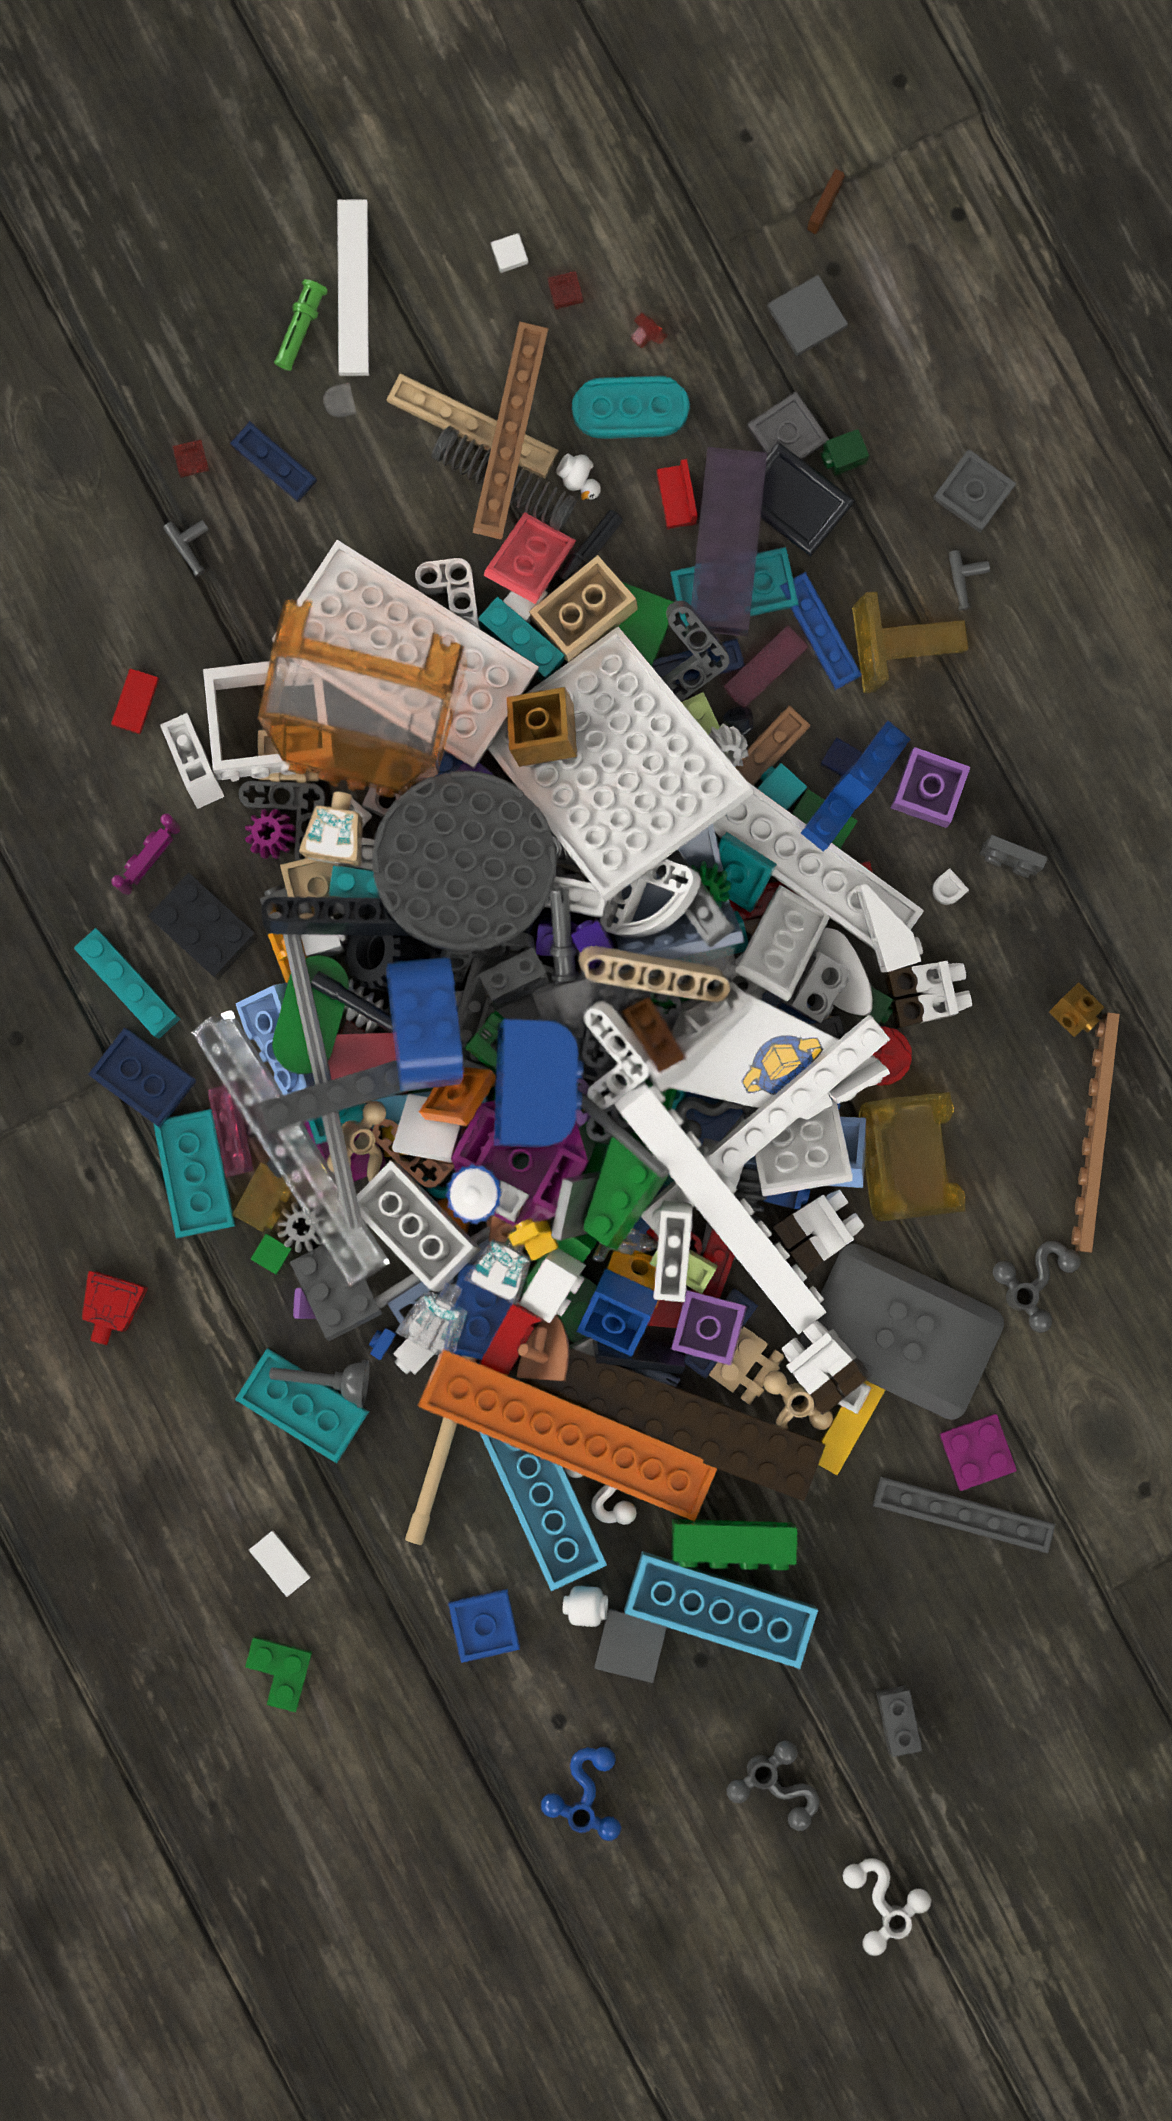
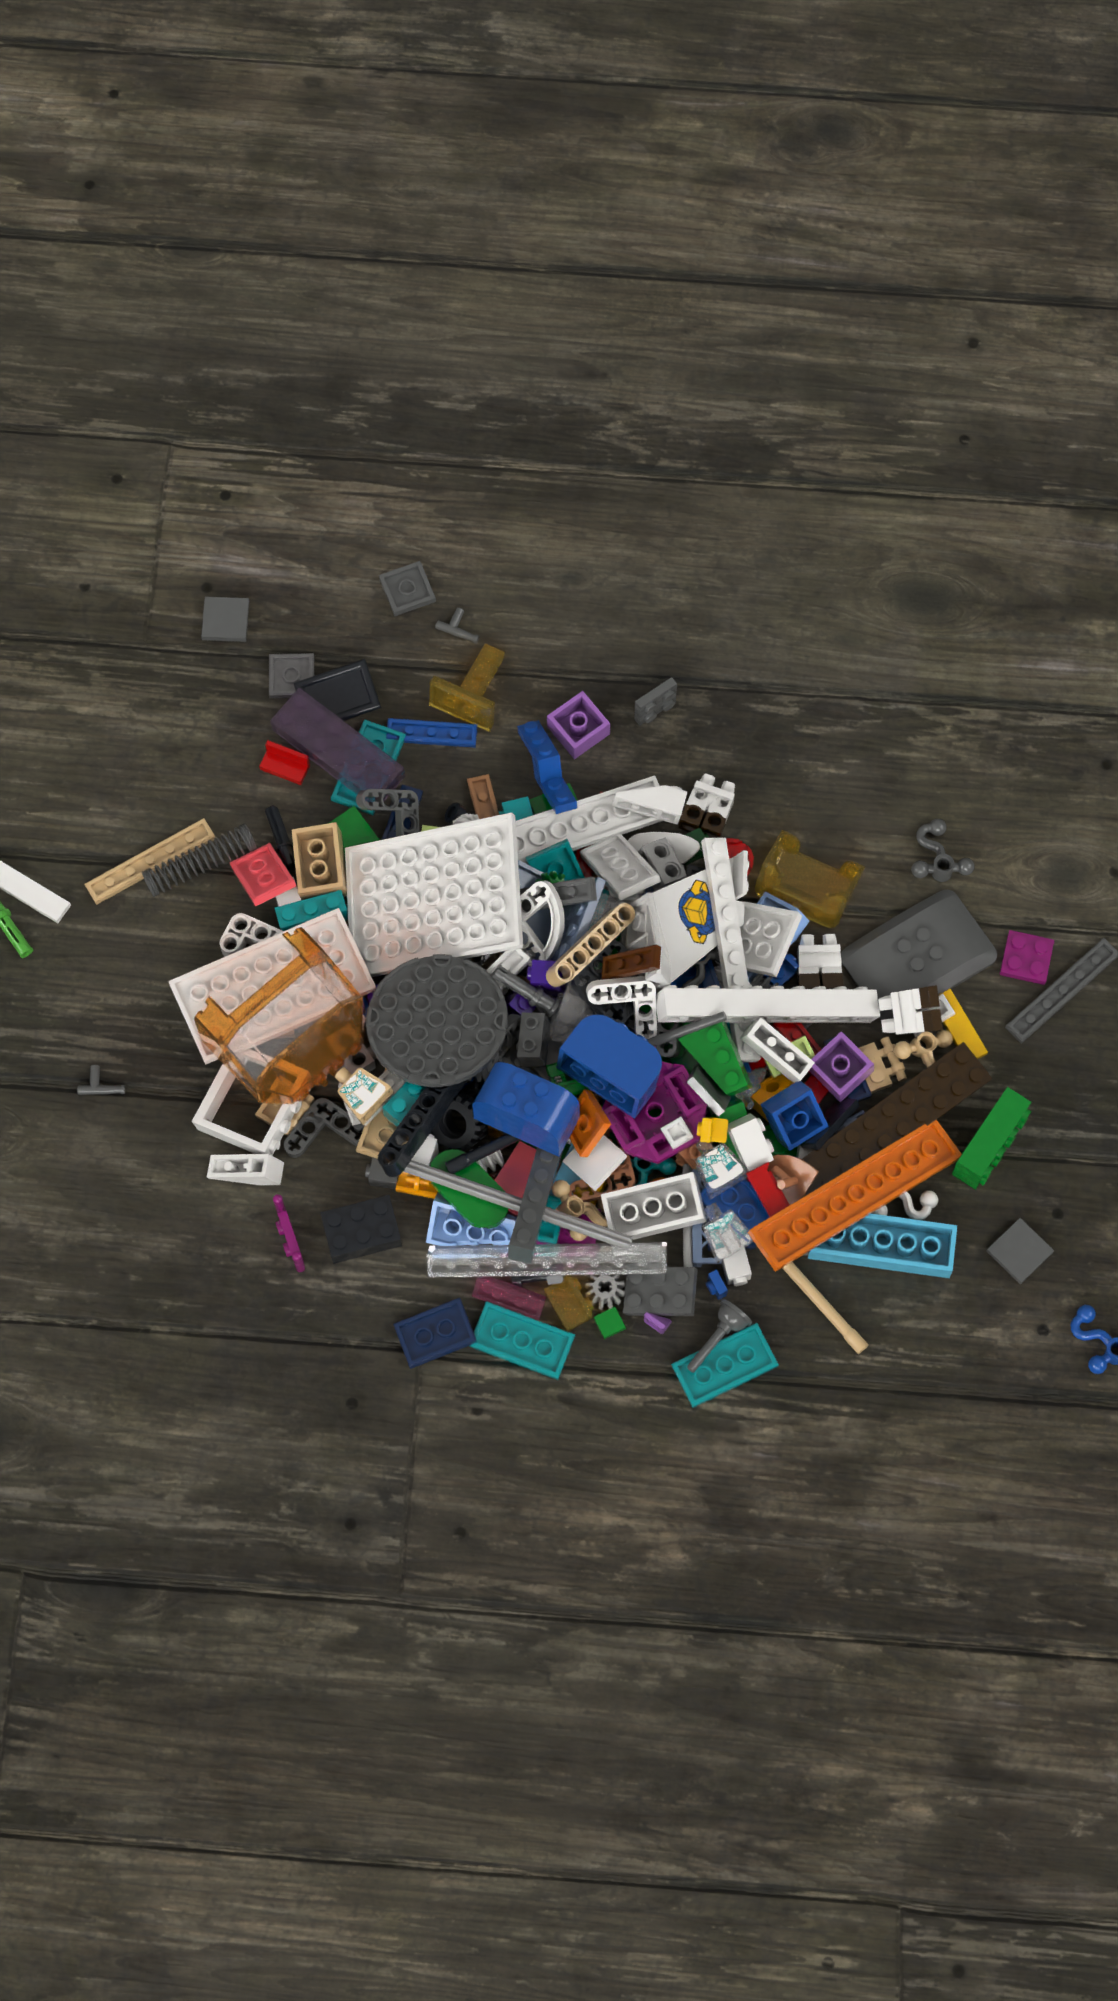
camera: 50 degrees left, 15 degrees down
(110, 1304) = (574, 1448): red torso -> none
(127, 983) = (365, 1302): teal brick -> none
(135, 701) = (180, 1183): red tile -> none
(190, 458) = (46, 1045): clear red tile -> none
(262, 829) = (329, 1139): magenta gear -> none
(273, 462) = (84, 998): dark blue tile -> none
(280, 1563) = (822, 1446): white tile -> none
(286, 1664) = (896, 1484): green plate -> none
(339, 401) = (75, 932): clear tile -> none
(473, 1194) = (658, 1148): white piece -> none
(484, 1625) = (948, 1338): blue tile -> none
(509, 253) = (55, 770): white tile -> none
(510, 431) = (173, 833): medium nougat plate -> none
(541, 726) = (380, 925): pearl gold brick -> none
(565, 290) = (104, 752): clear red tile -> none
(574, 474) = (228, 816): white animal -> none
(586, 1606) = (976, 1261): white head -> none
(630, 407) = (207, 759): teal tile -> none
(647, 331) = (167, 716): clear red tile -> none
(721, 1610) = (1031, 1175): medium azure brick -> none
(765, 667) = (432, 779): clear pink plate -> none
(826, 201) = (162, 564): reddish brown tile -> none
(840, 757) = (521, 769): clear blue tile -> none
(844, 452) = (329, 648): dark green brick -> none
(948, 888) = (649, 756): white tile -> none
(1077, 1010) = (780, 724): pearl gold brick -> none
(1096, 1119) = (872, 766): medium nougat plate -> none

